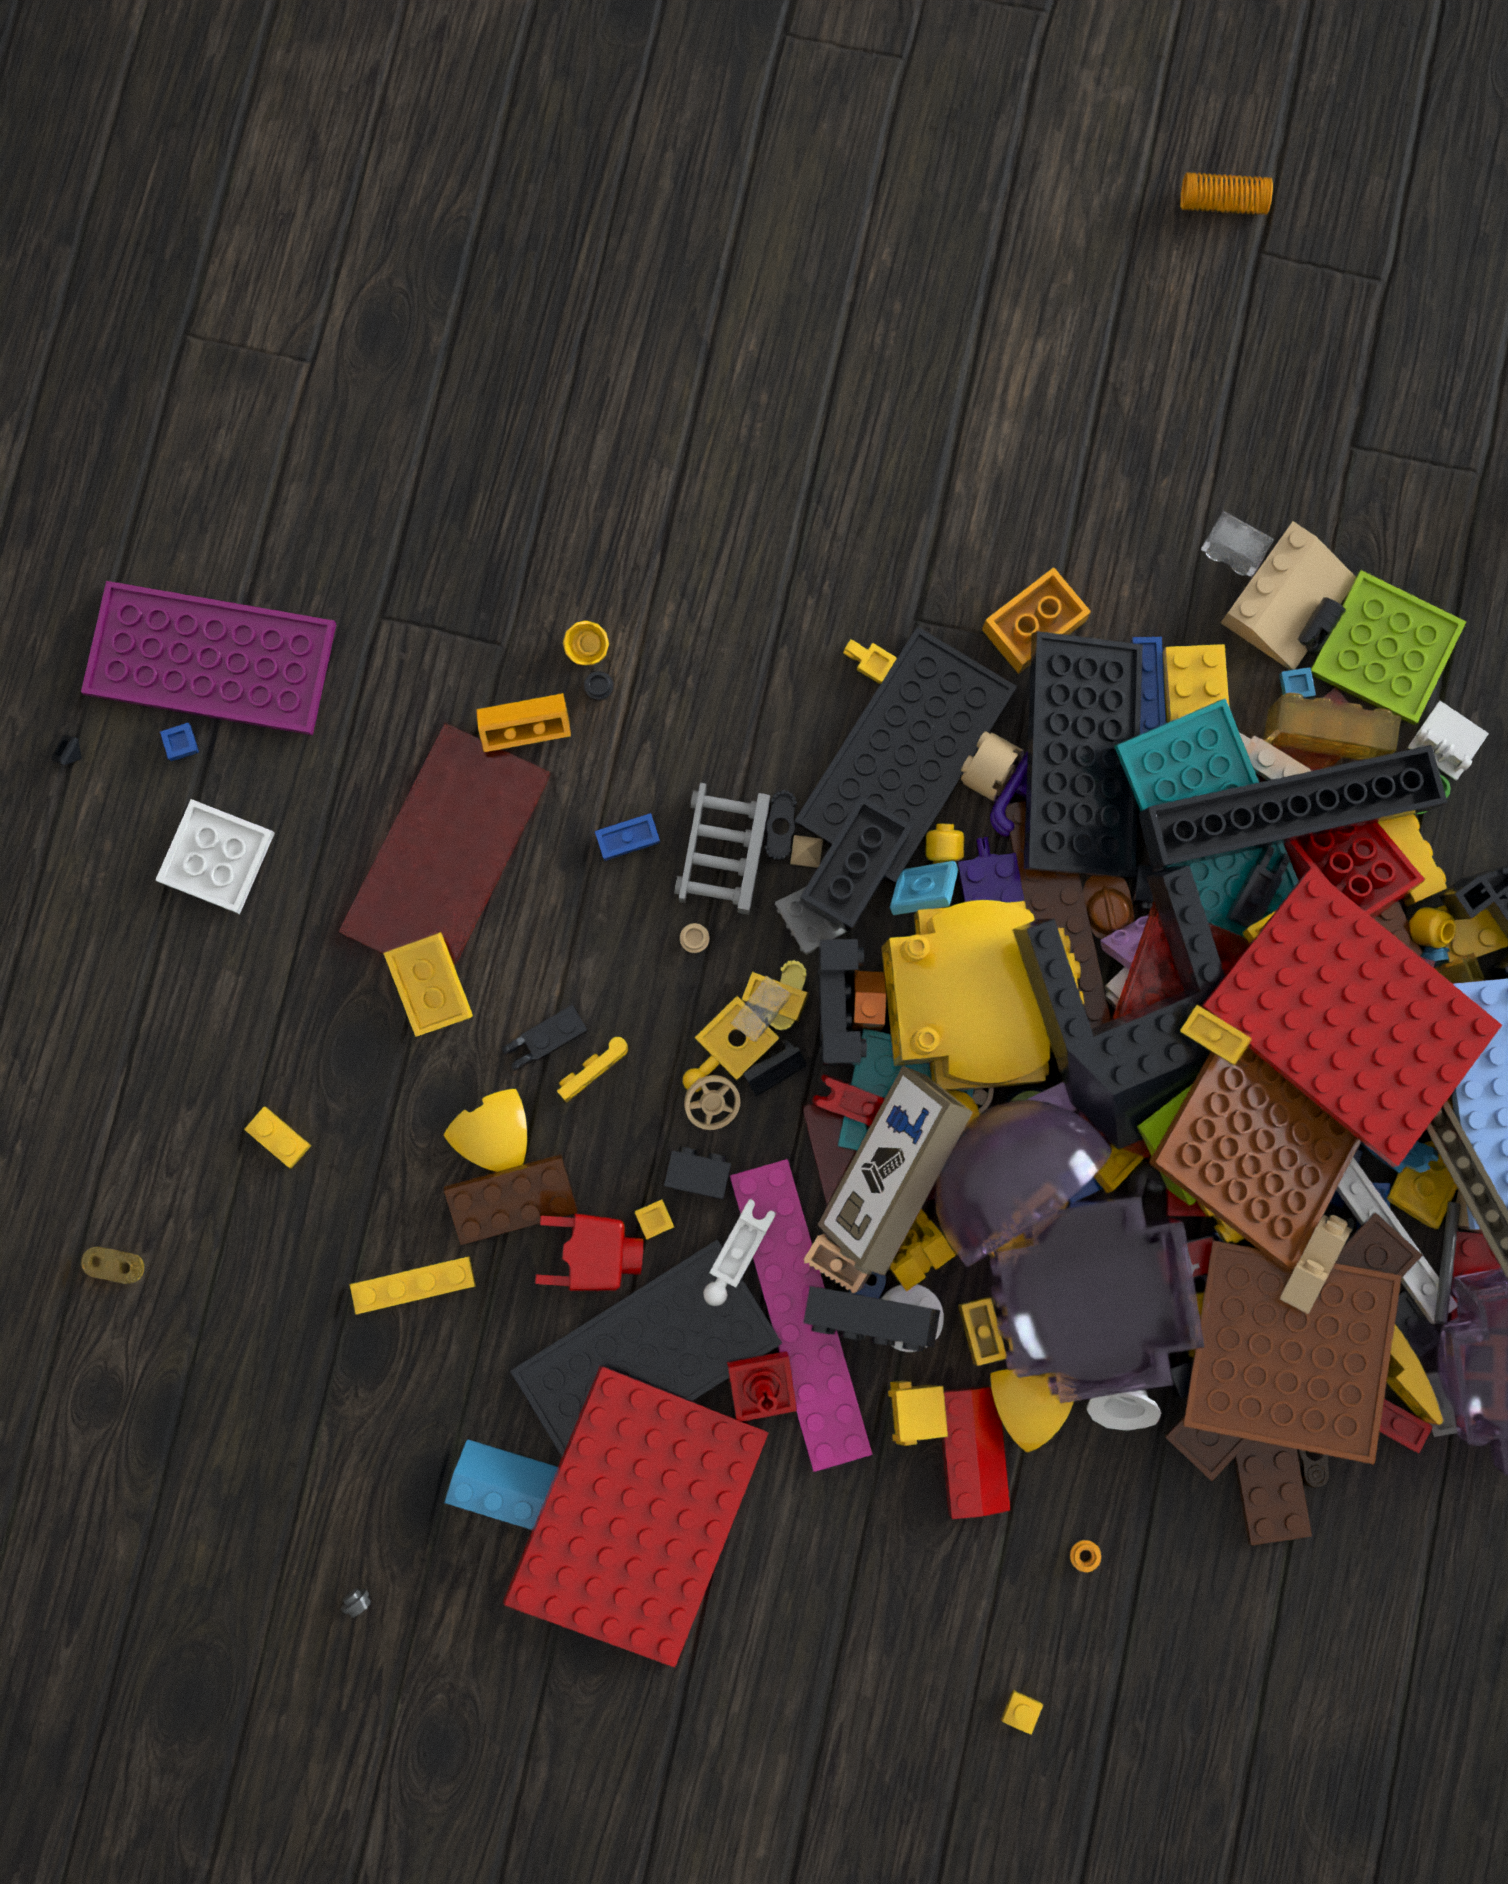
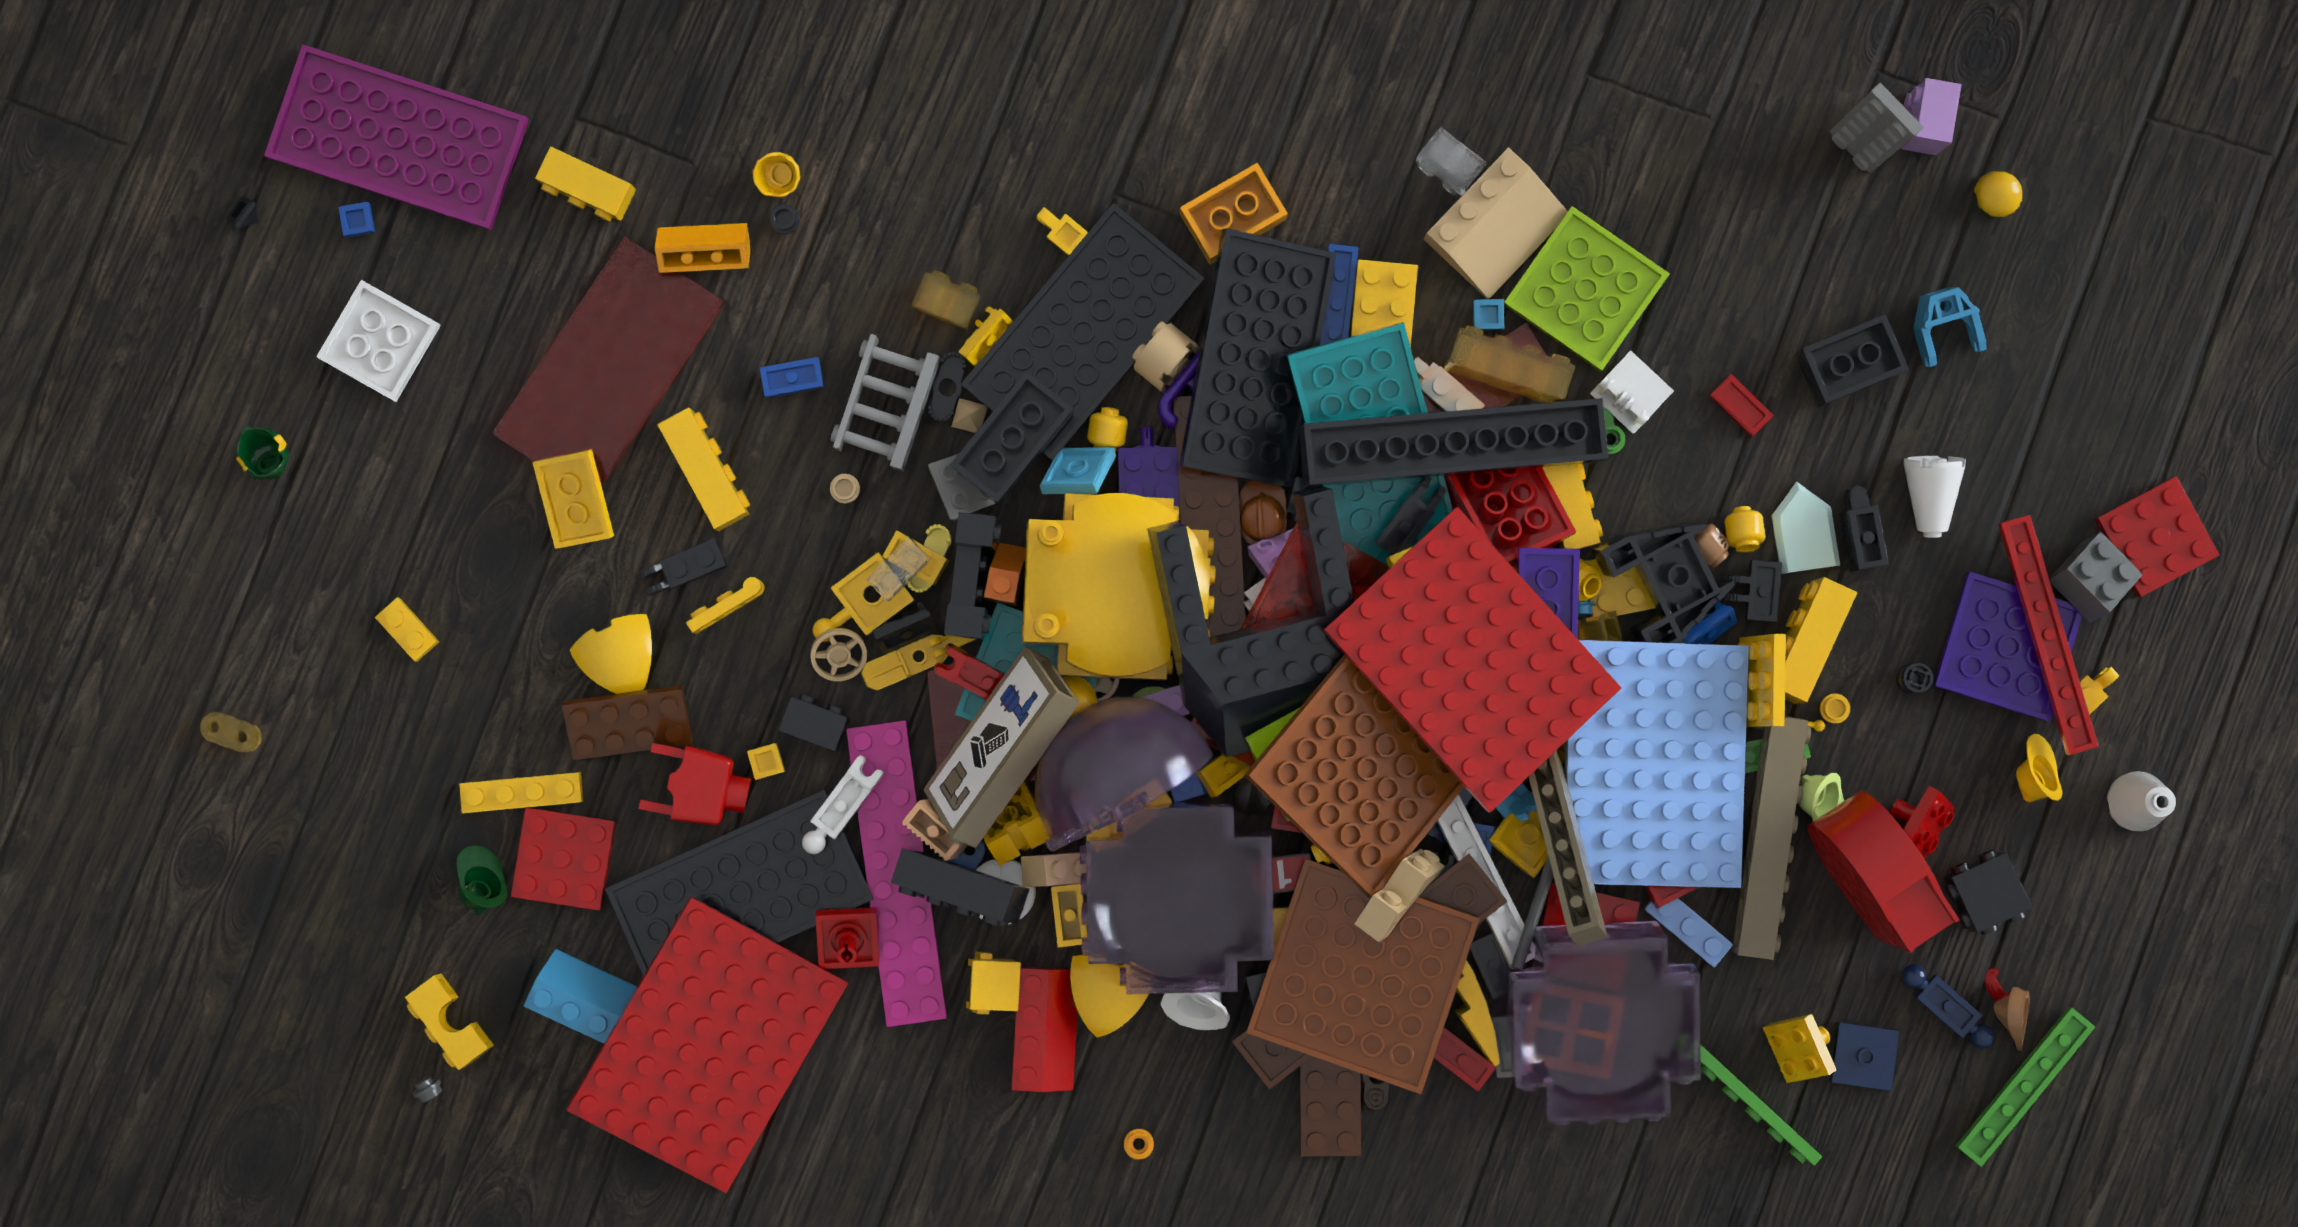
camera: 10 degrees right, 5 degrees up
(112, 981) = (261, 452): none -> dark green hair
(348, 1515) = (430, 1005): none -> yellow arch
(383, 1379) = (480, 879): none -> dark green piece
(399, 678) = (584, 185): none -> yellow brick
(463, 1346) = (563, 859): none -> red plate
(553, 938) = (704, 469): none -> yellow brick
(768, 741) = (946, 300): none -> clear yellow brick
(774, 1103) = (901, 664): none -> yellow piece
(812, 770) = (986, 336): none -> yellow plate
(961, 1287) = (1052, 869): none -> tan brick
(1215, 1035) = (1330, 660): yellow plate -> none
(1321, 625) = (1520, 258): black hinge -> none
(1416, 925) = (1554, 578): none -> dark purple plate

